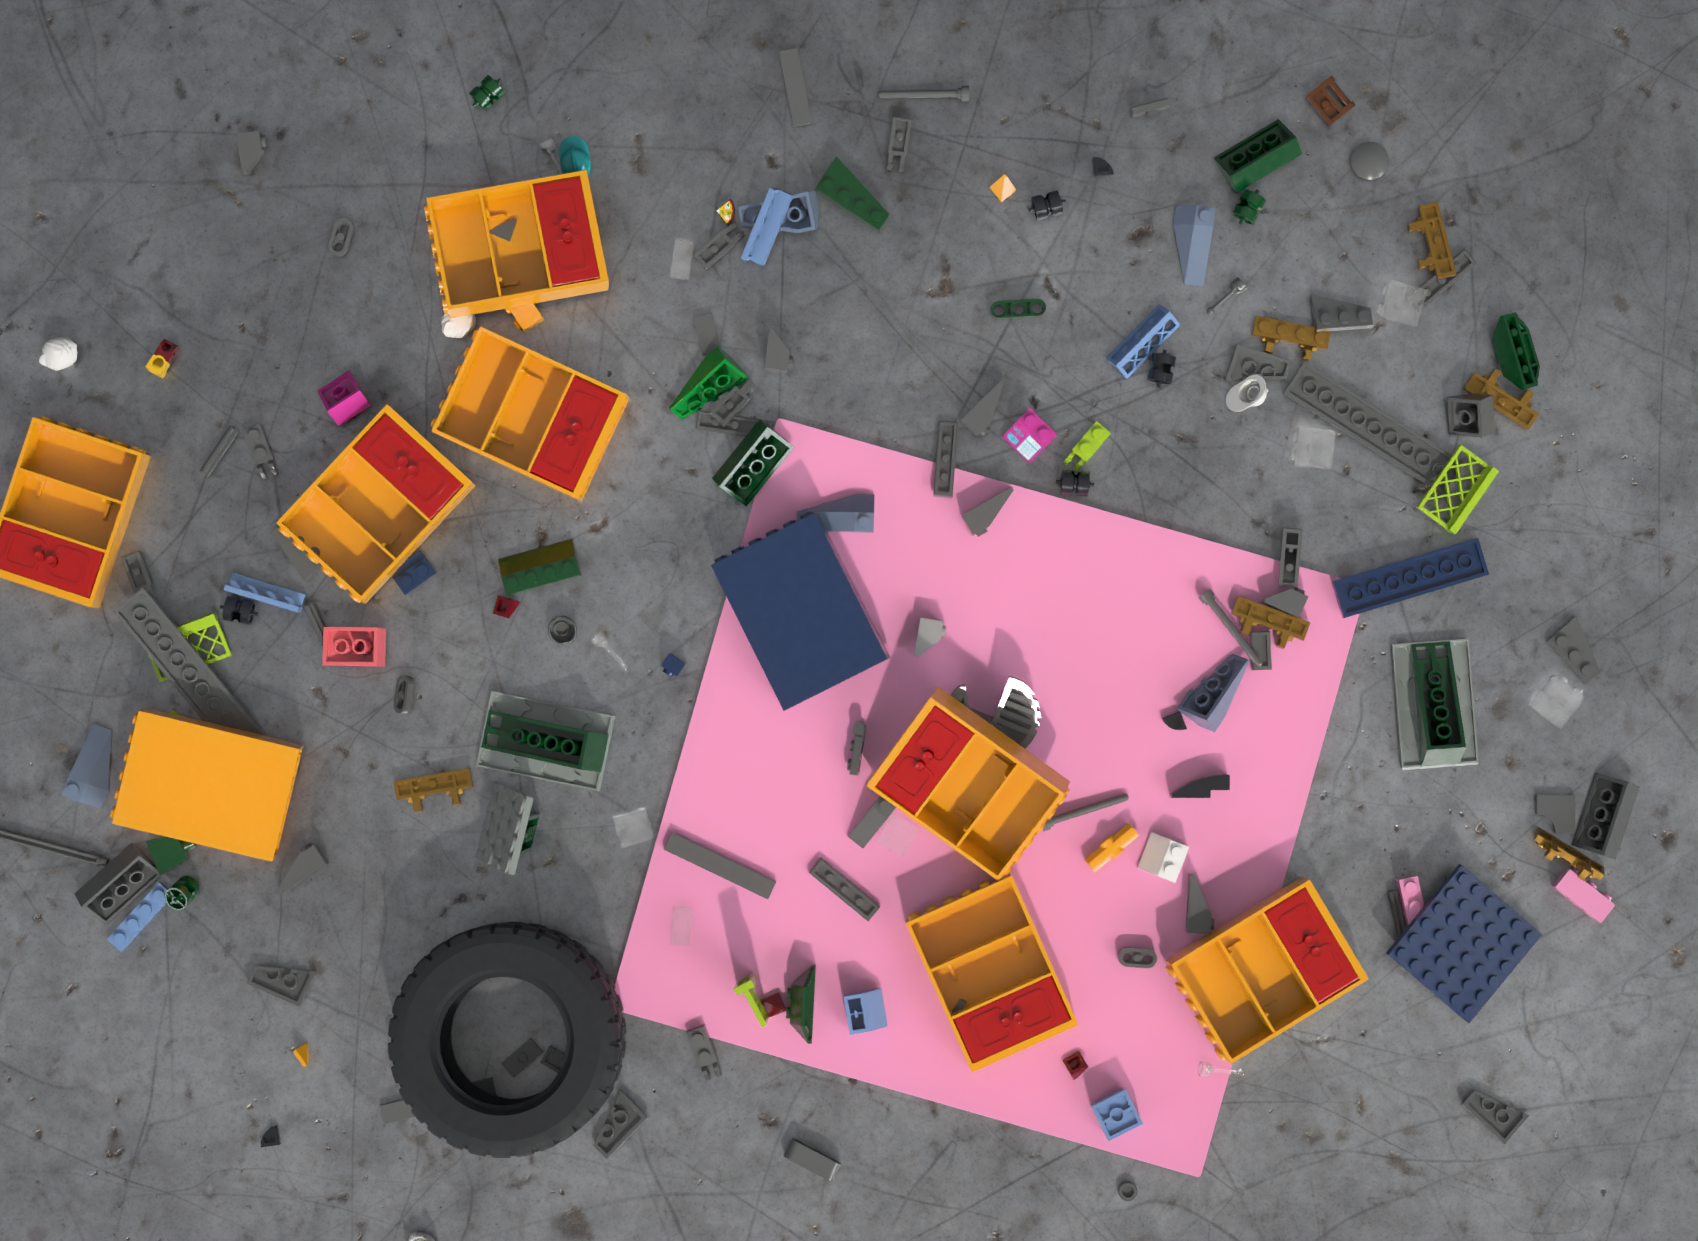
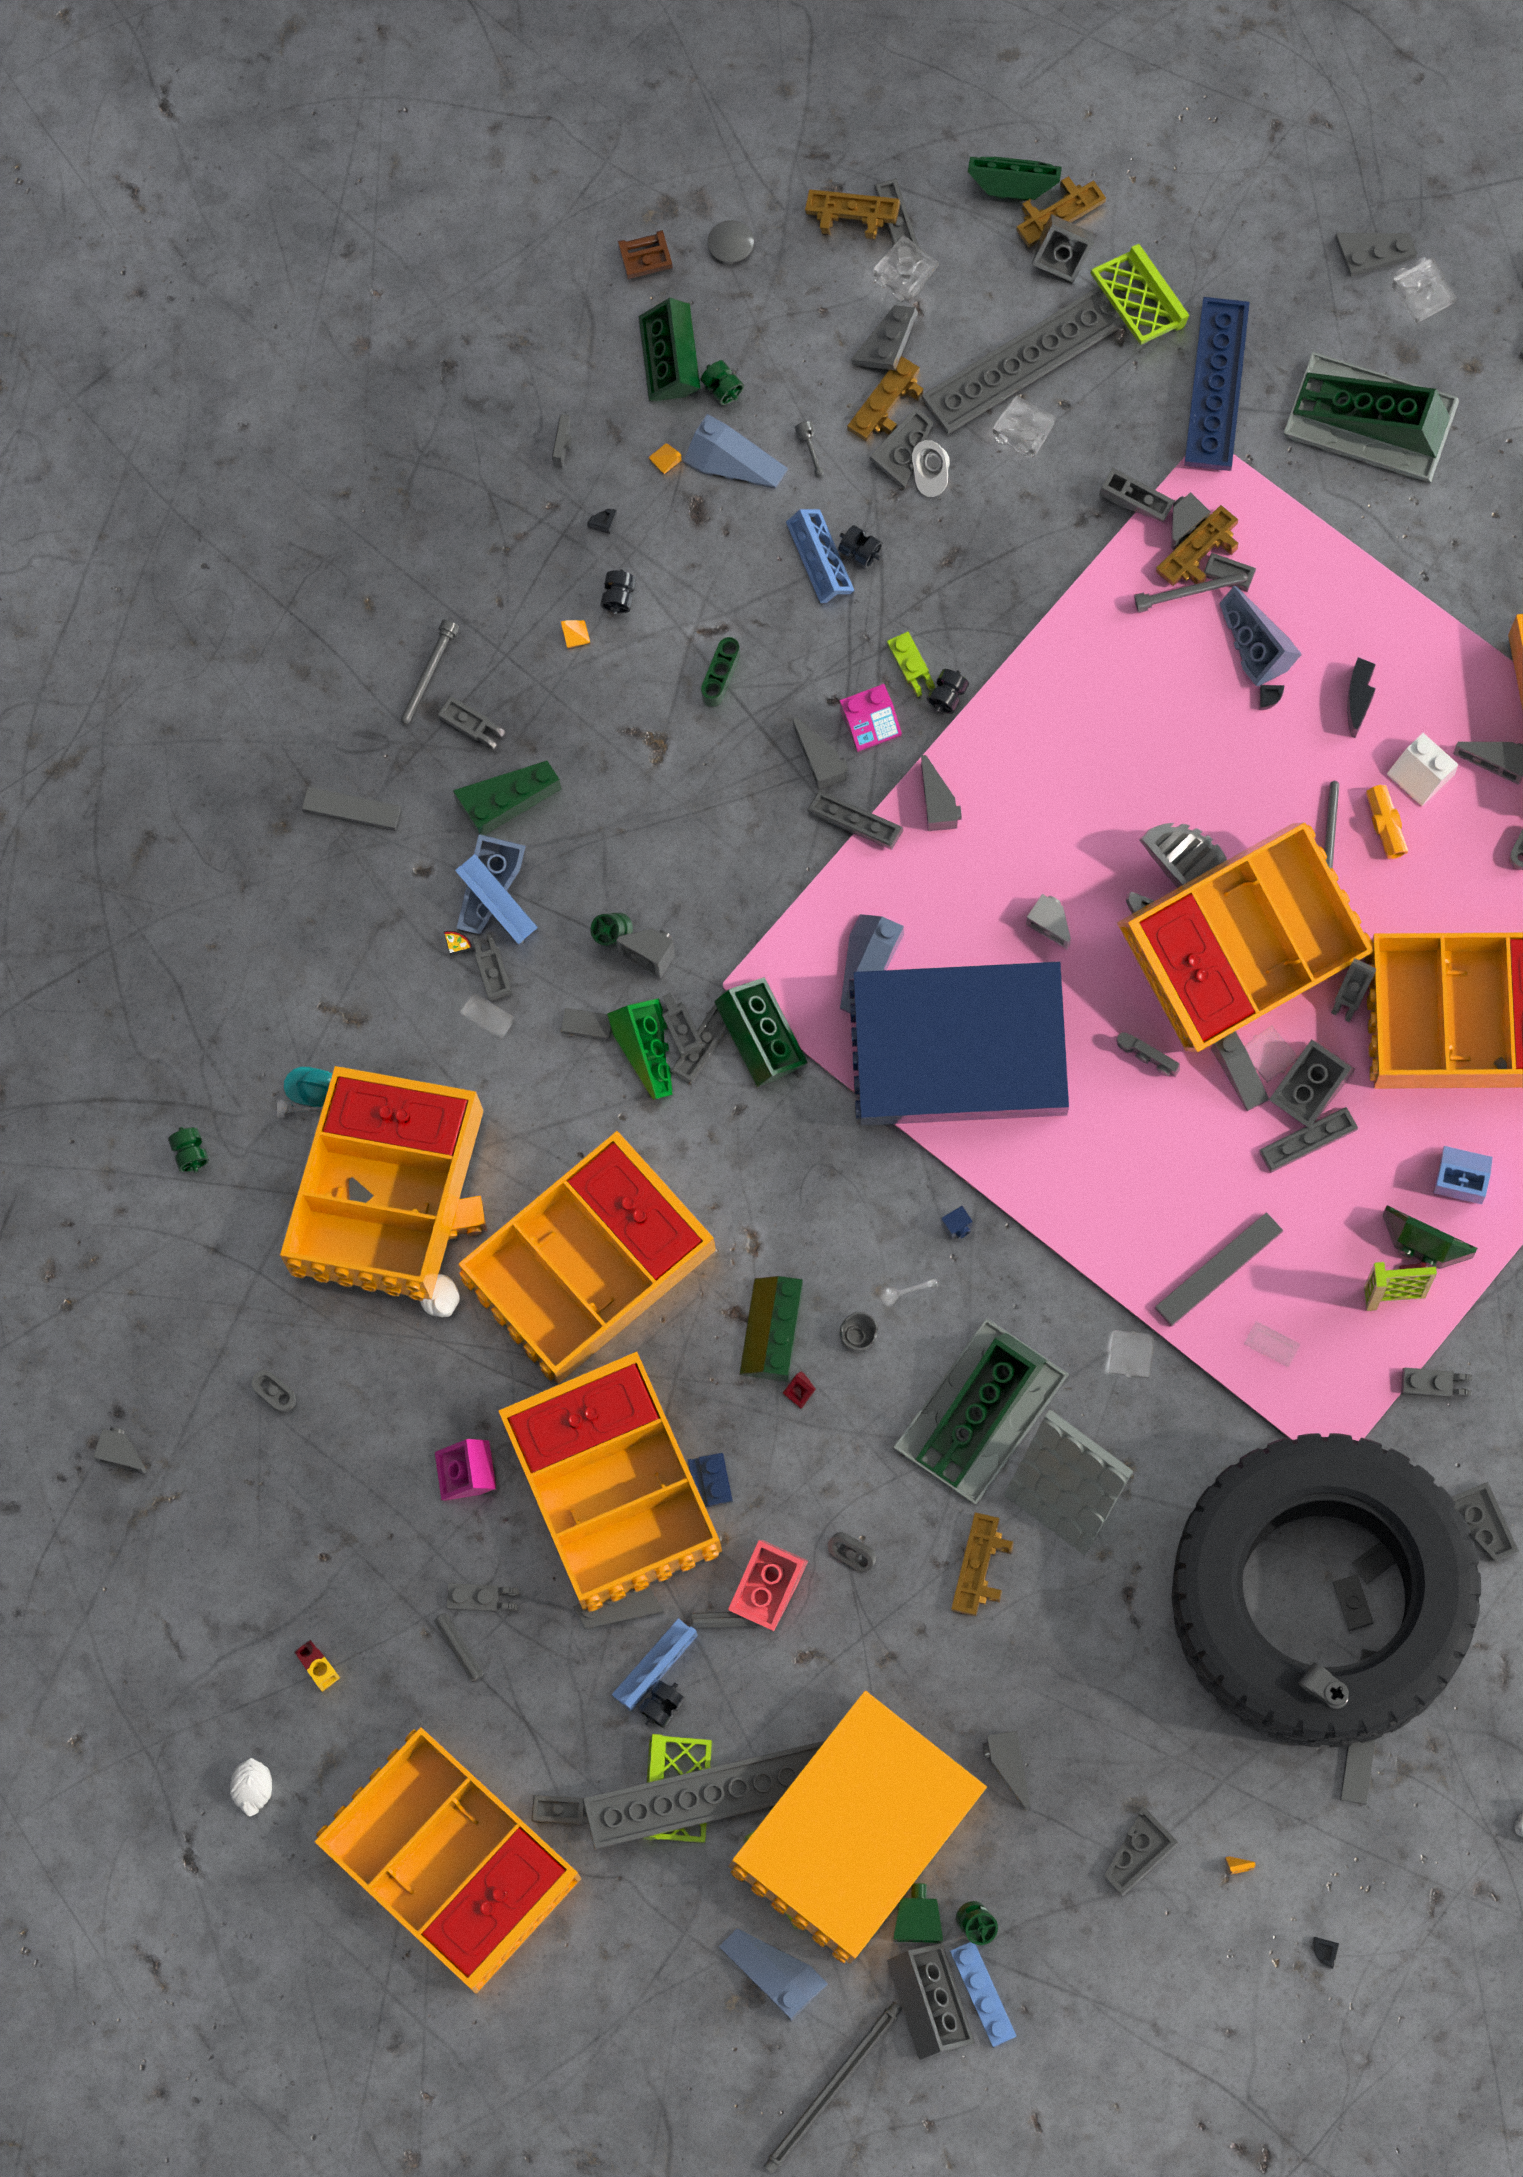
camera: 60 degrees left, 15 degrees down
(423, 1067) = (1321, 1683): none -> dark grey piece
(782, 320) = (608, 927): none -> dark green wheel
(885, 875) = (1311, 1083): none -> dark grey slope
(967, 877) = (1354, 988): none -> dark grey hinge
(1171, 191) = (665, 458): none -> light orange slope

